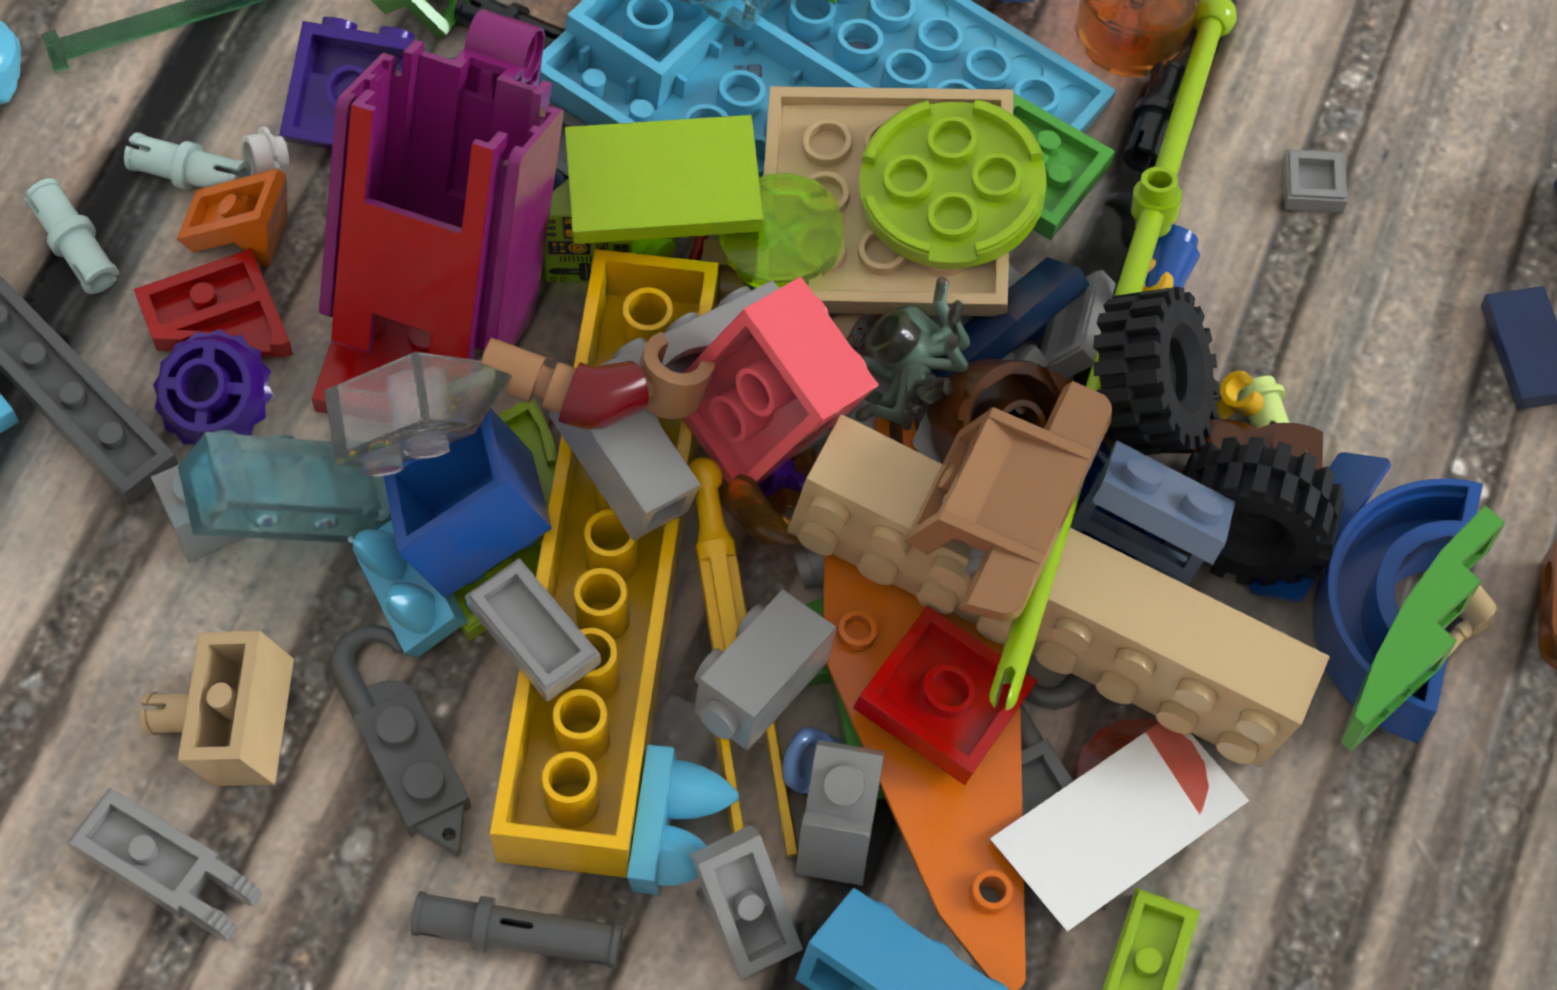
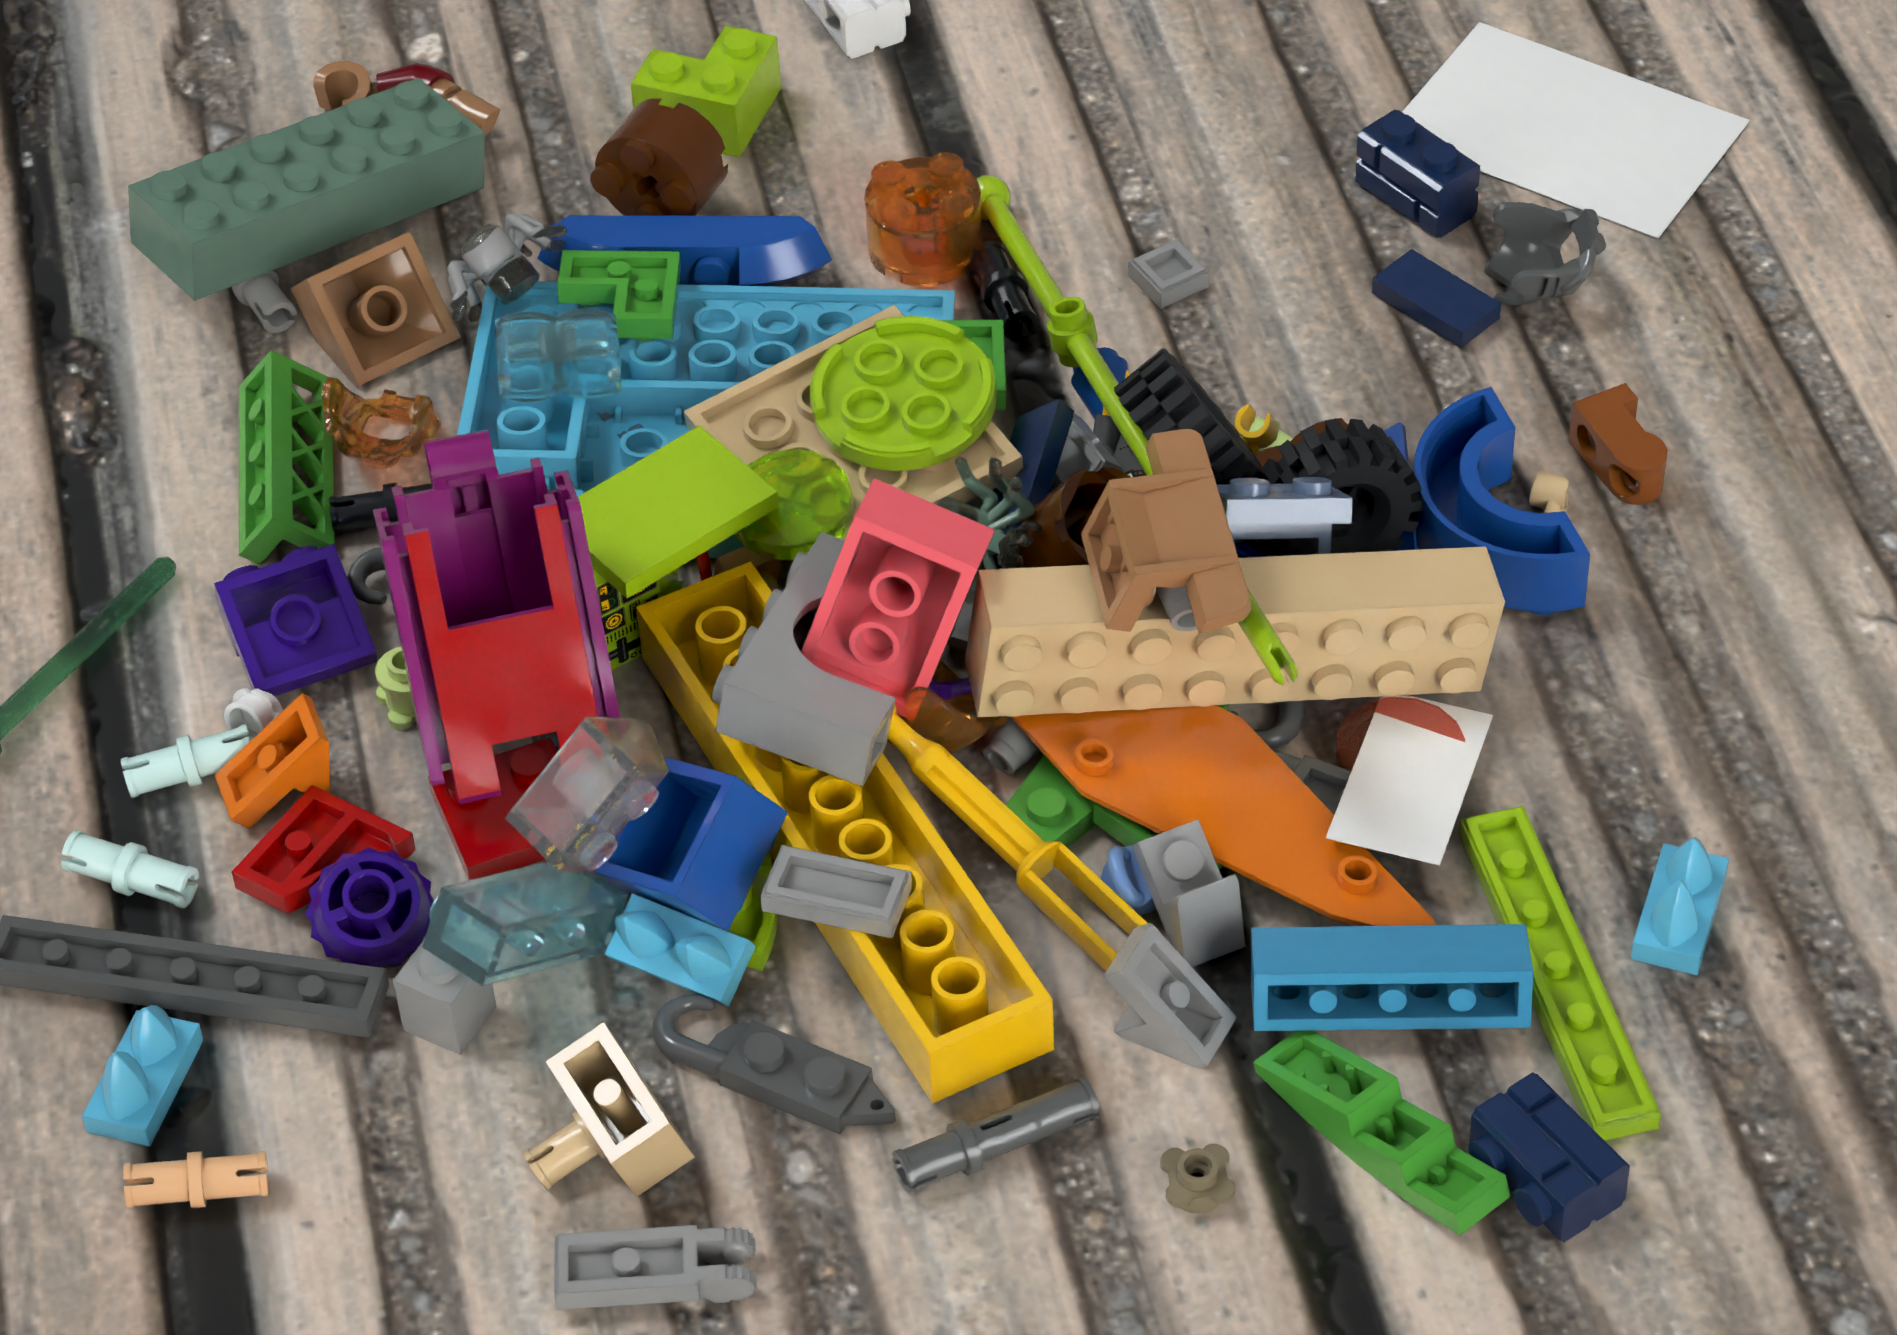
camera: 30 degrees left, 15 degrees down
(605, 393) = (768, 663): medium nougat piece -> none
(670, 792) = (1077, 1003): medium azure tile -> none
(762, 669) = (1051, 812): light grey brick -> none
(937, 695) = (1206, 757): red plate -> none
(1418, 638) = (1535, 499): bright green slope -> none

